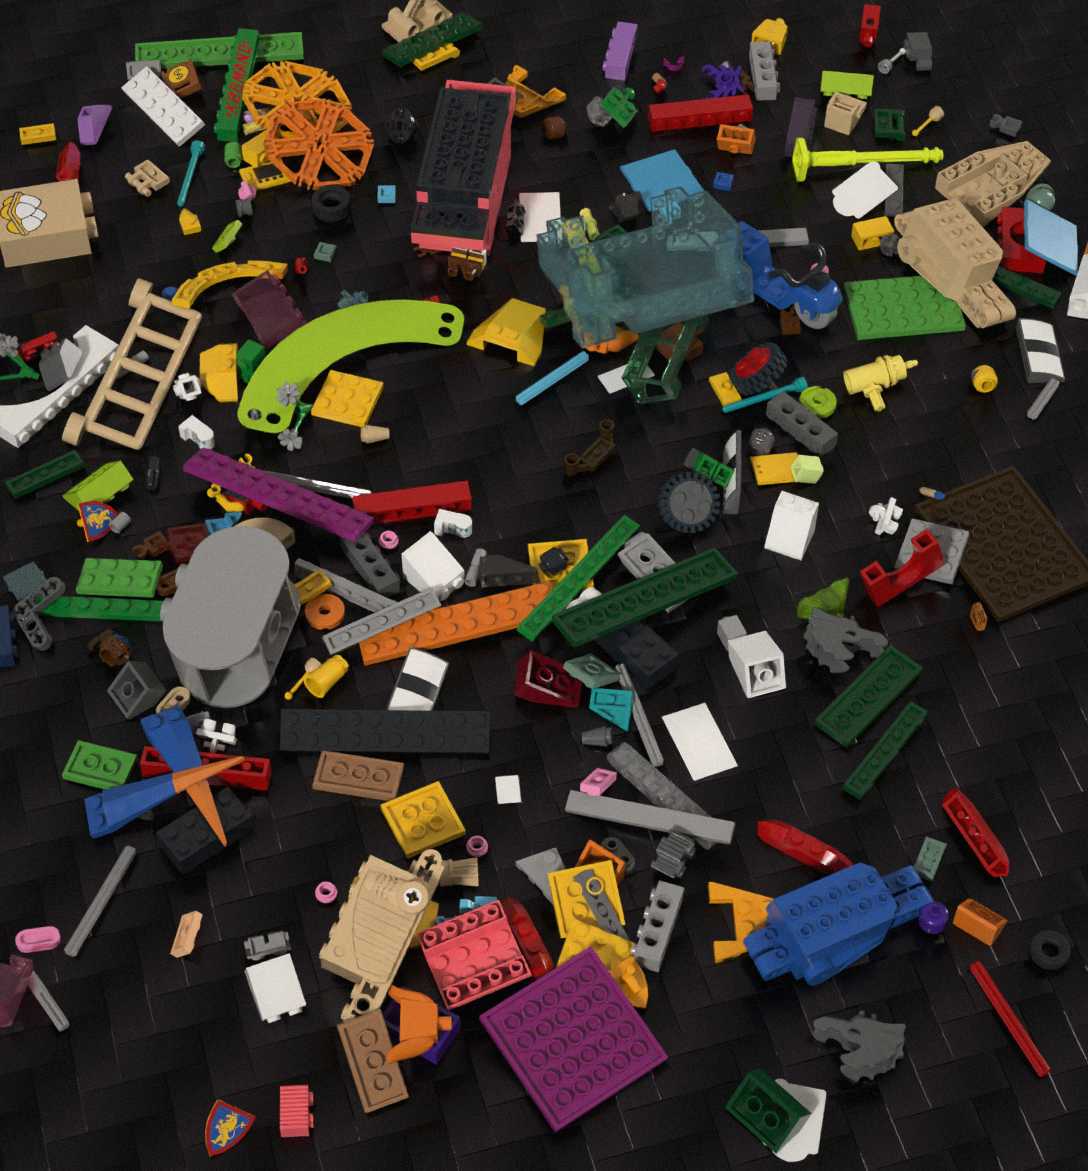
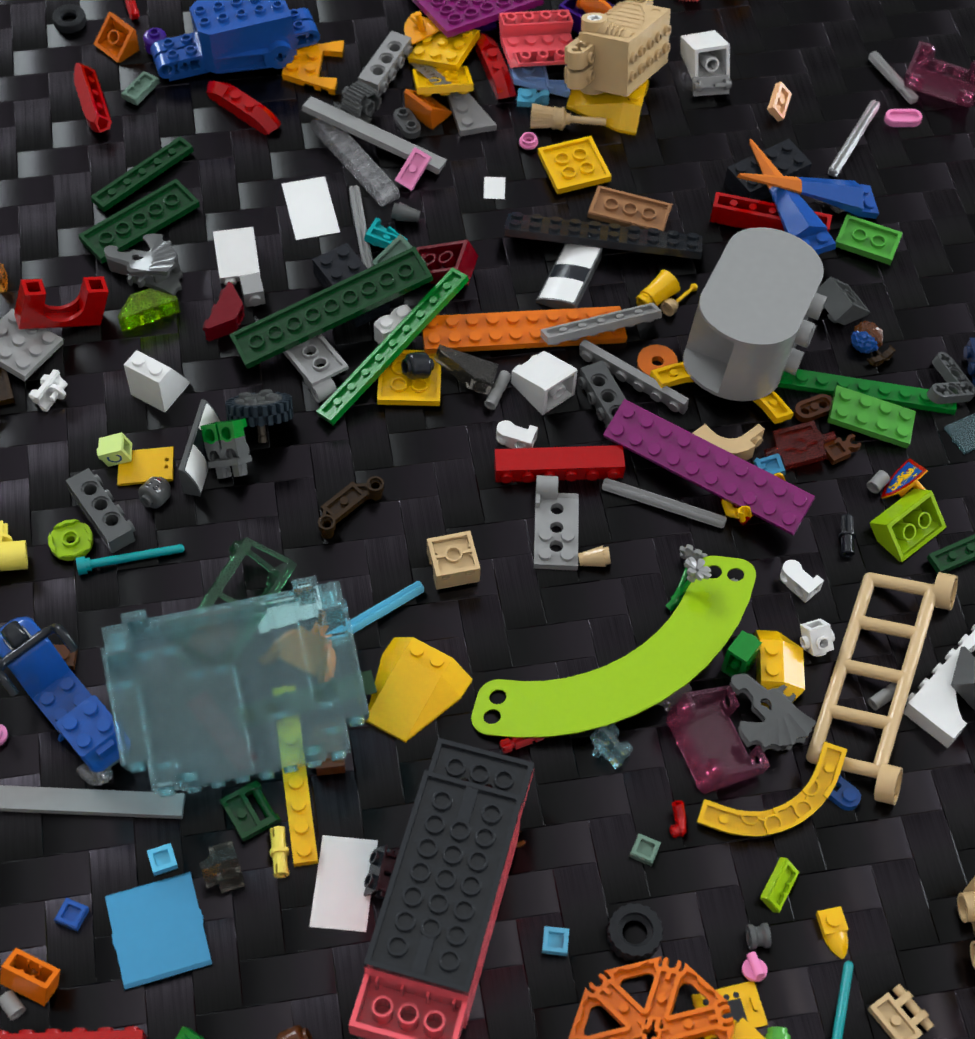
camera: 175 degrees left, 5 degrees up
(225, 323) = (781, 723): none -> dark grey animal
(326, 887) = (661, 121): bright pink plate -> none
(347, 398) = (623, 613): yellow plate -> none
(388, 536) = (587, 424): bright pink plate -> none
(400, 464) = (545, 500): none -> light grey hinge
(494, 411) = (453, 560): none -> tan piece
(724, 389) = (173, 573): yellow plate -> none
(749, 605) = (225, 315): none -> dark red slope
(758, 369) = (129, 566): black wheel -> none

